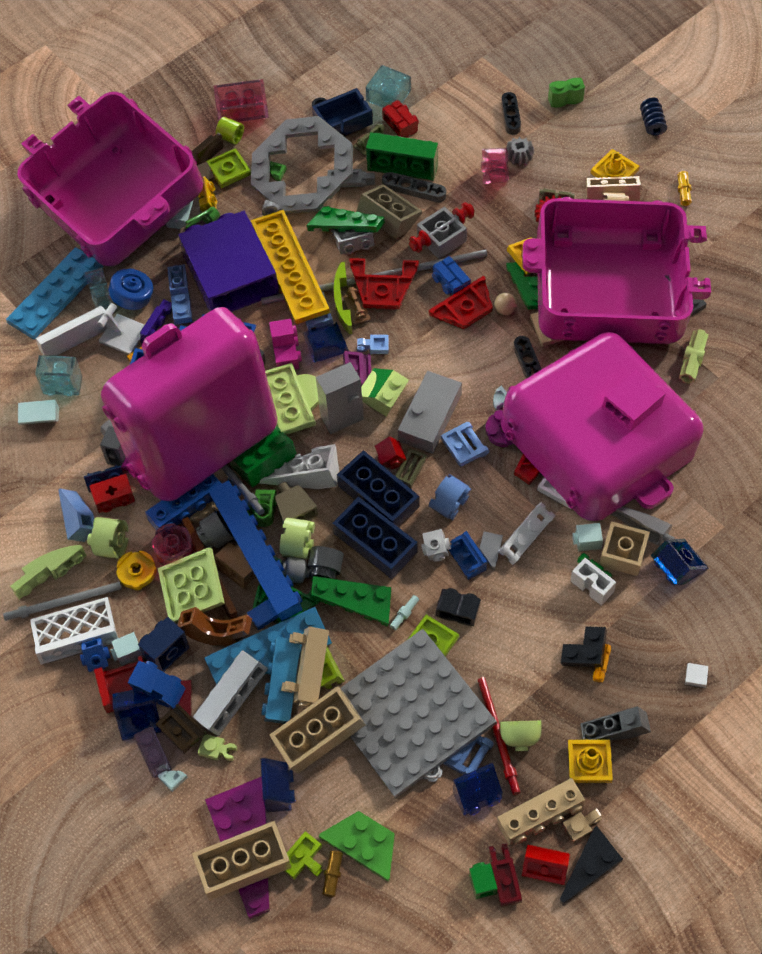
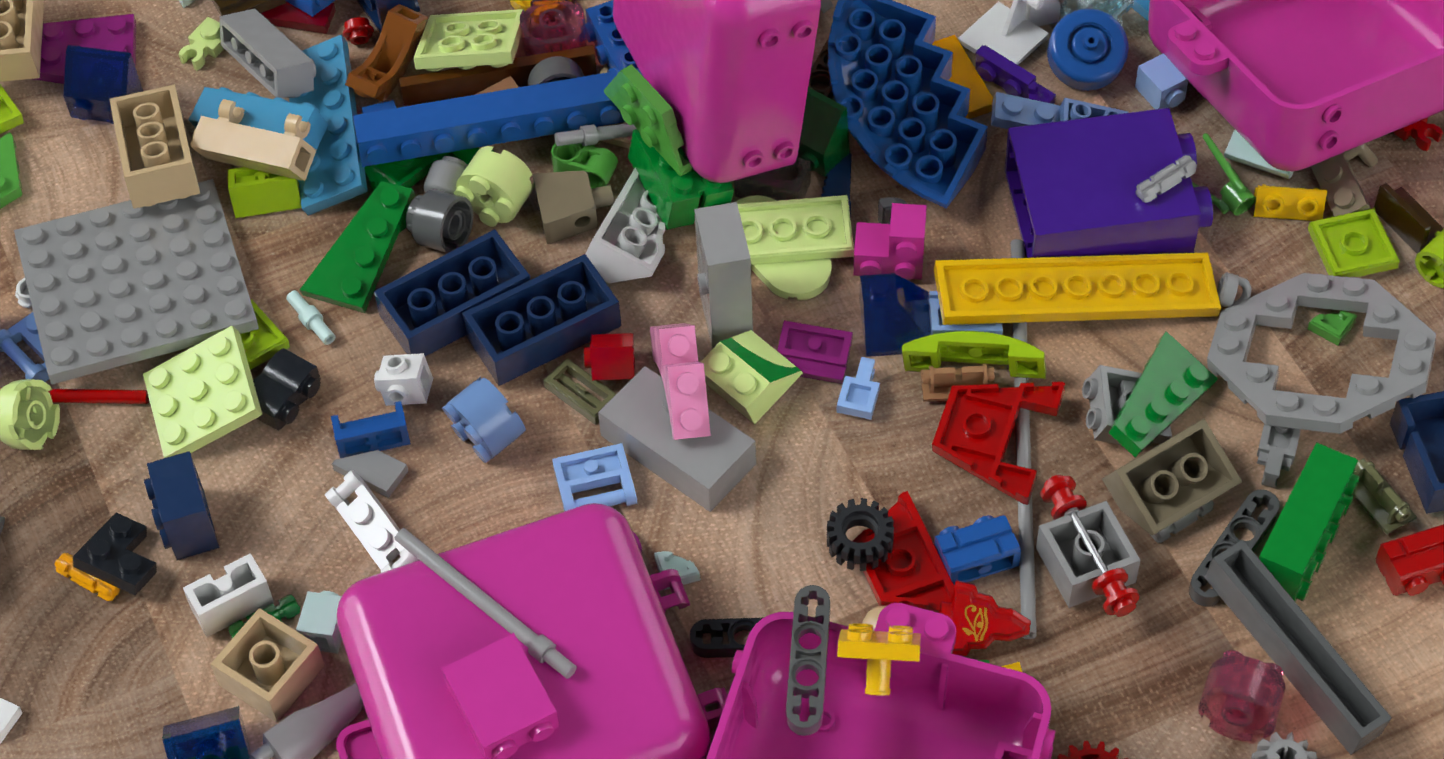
camera: 105 degrees right, 5 degrees down
(143, 257) = (1161, 83): none -> light blue brick
(190, 660) = (357, 30): none -> red plate
(228, 224) = (1166, 179): none -> light grey axle
(246, 454) = (650, 115): none -> bright green wing
(391, 410) = (683, 379): none -> bright pink arch
(463, 309) = (855, 552): none -> black tyre
(464, 150) = (1297, 647): none -> dark grey brick
(476, 642) = (202, 393): none -> yellowish green plate
(491, 268) = (981, 619): none -> red rock
(552, 620) = (180, 506): none -> dark blue brick
(557, 253) = (879, 650): none -> yellow plate
(566, 283) = (806, 659): none -> dark grey beam
(599, 395) = (539, 646): none -> light grey bar

